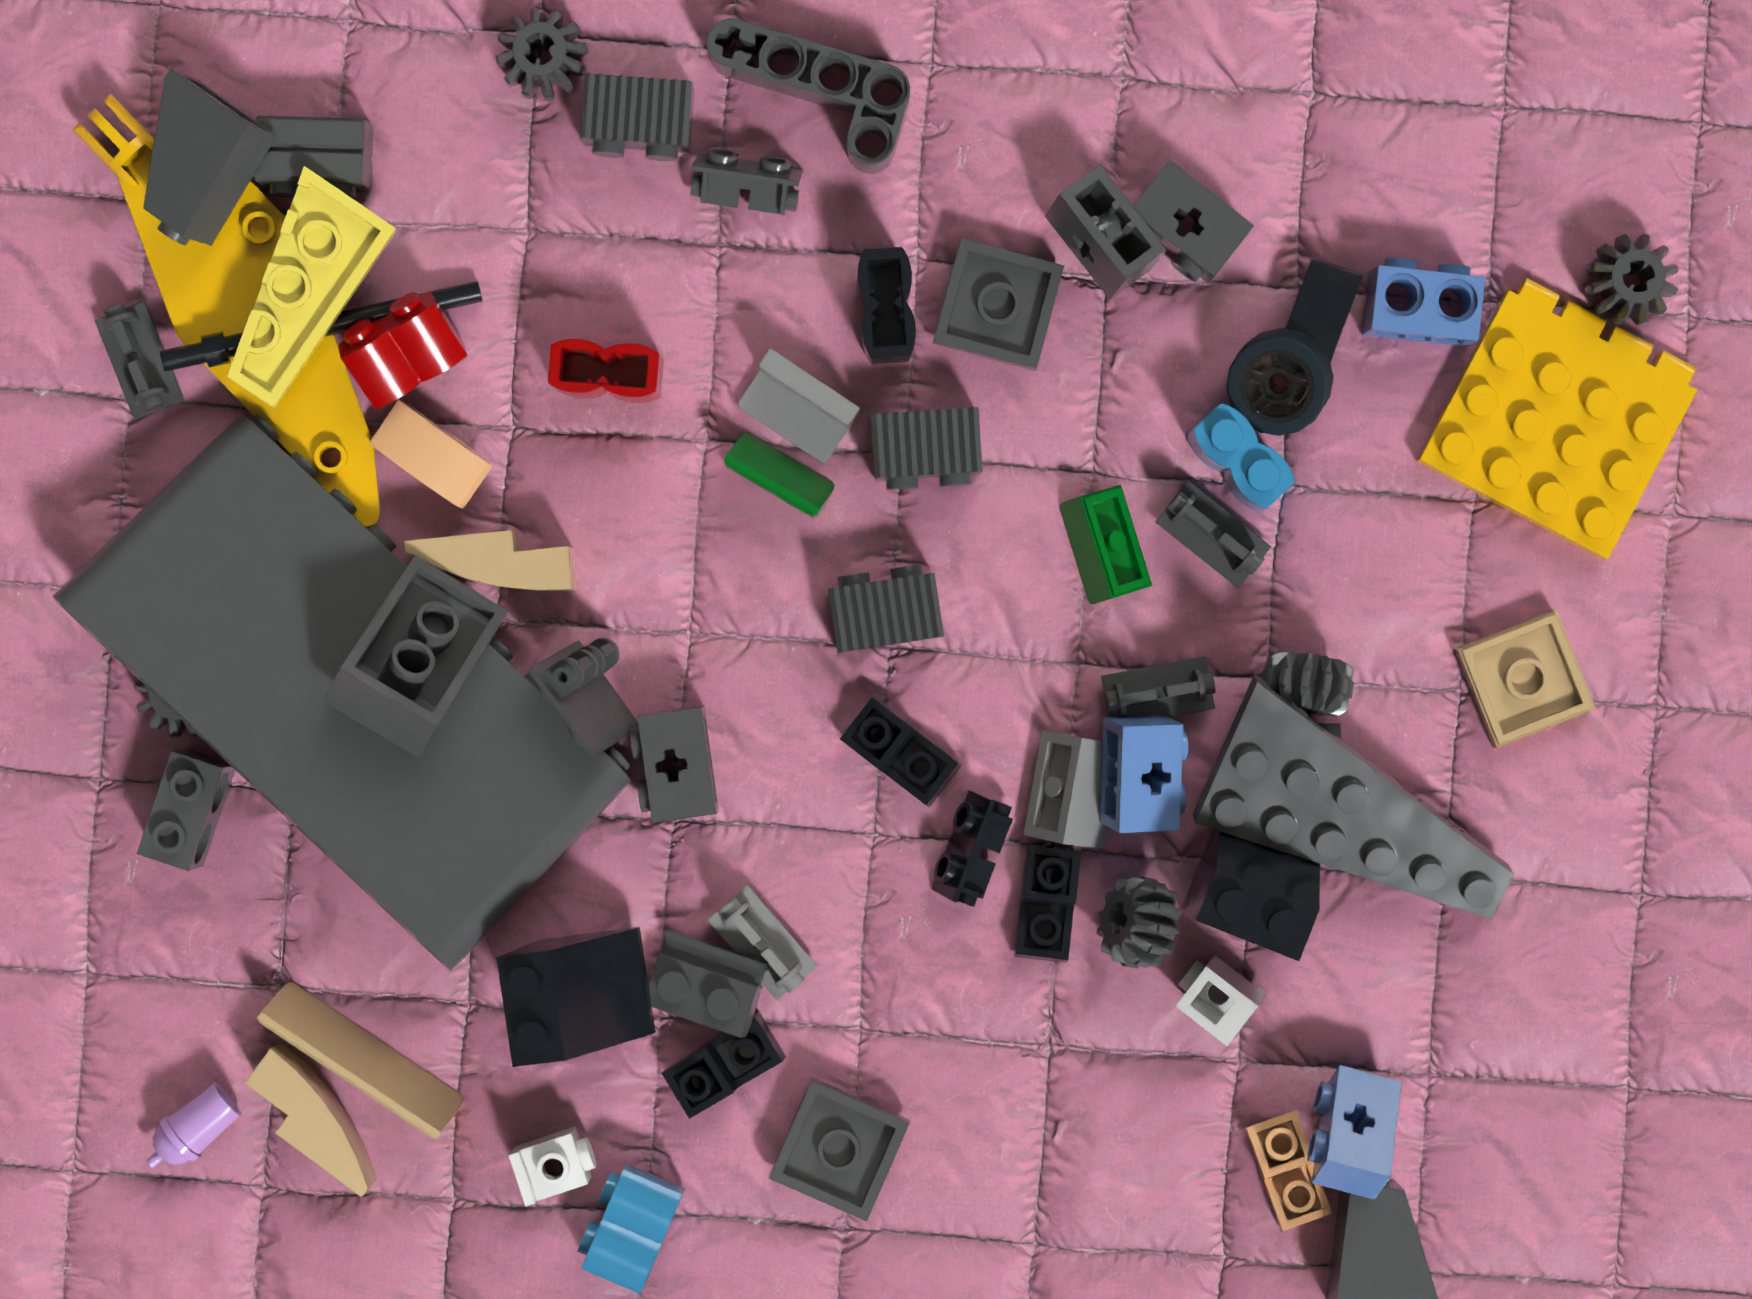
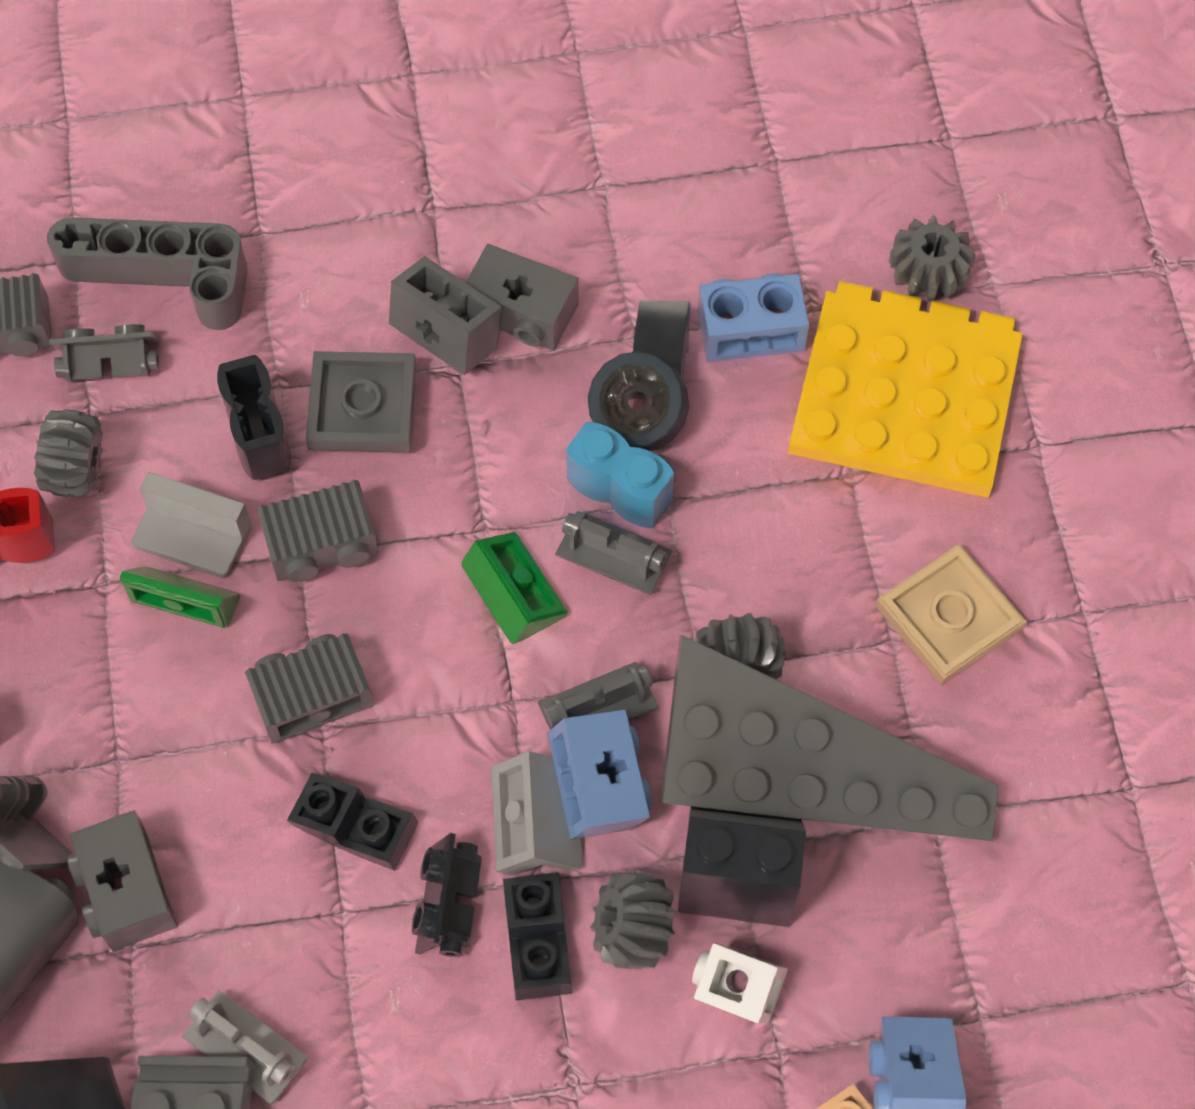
camera: 15 degrees left, 25 degrees down
(692, 302) = (68, 453): none -> dark grey gear

